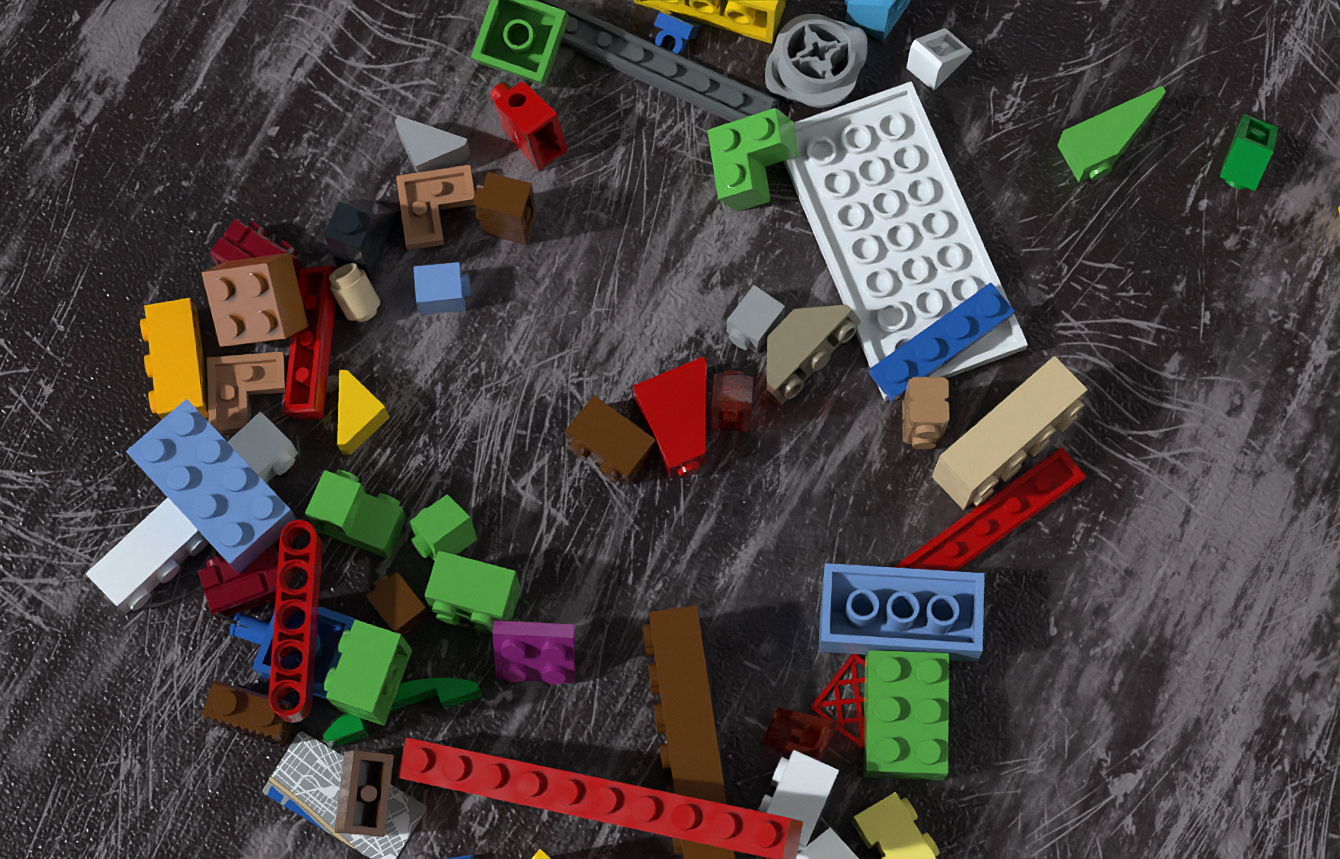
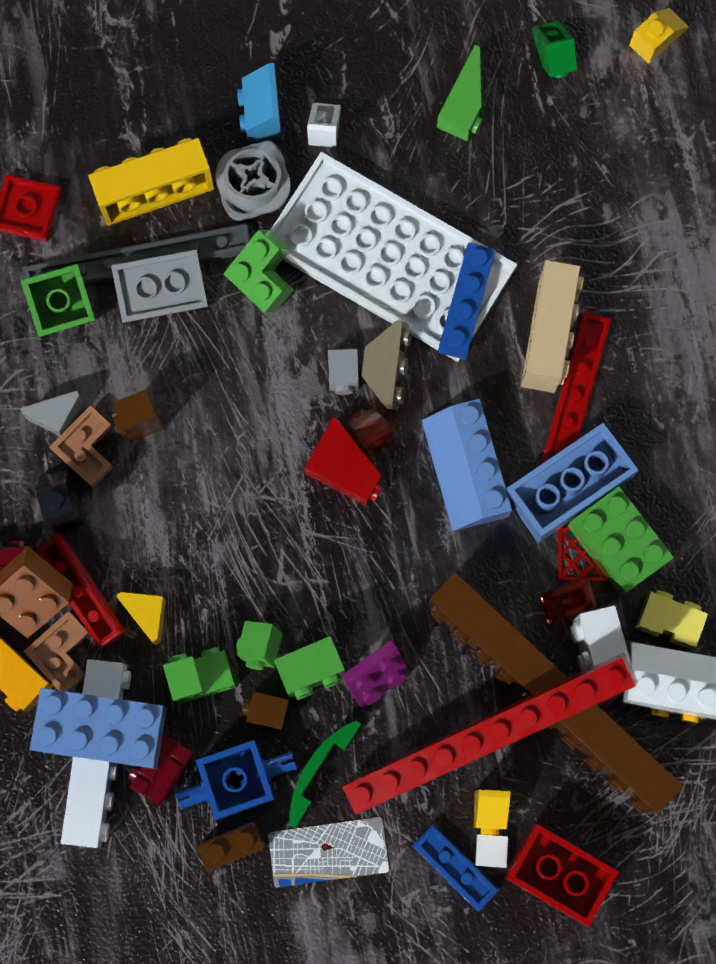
camera: 40 degrees left, 5 degrees up
(287, 603) = (208, 760): red beam -> none
(354, 293) = (84, 540): tan brick -> none
(364, 793) = (342, 840): reddish brown brick -> none
(367, 672) = (291, 766): bright green brick -> none
(441, 288) = (135, 496): medium blue brick -> none
(529, 123) = (106, 351): red torso -> none
(610, 441) = (315, 512): reddish brown brick -> none
(635, 97) = (159, 286): none -> light grey plate
(676, 26) = (147, 222): blue tile -> none
(805, 513) = (466, 465): none -> medium blue slope
(925, 411) = (491, 351): medium nougat brick -> none

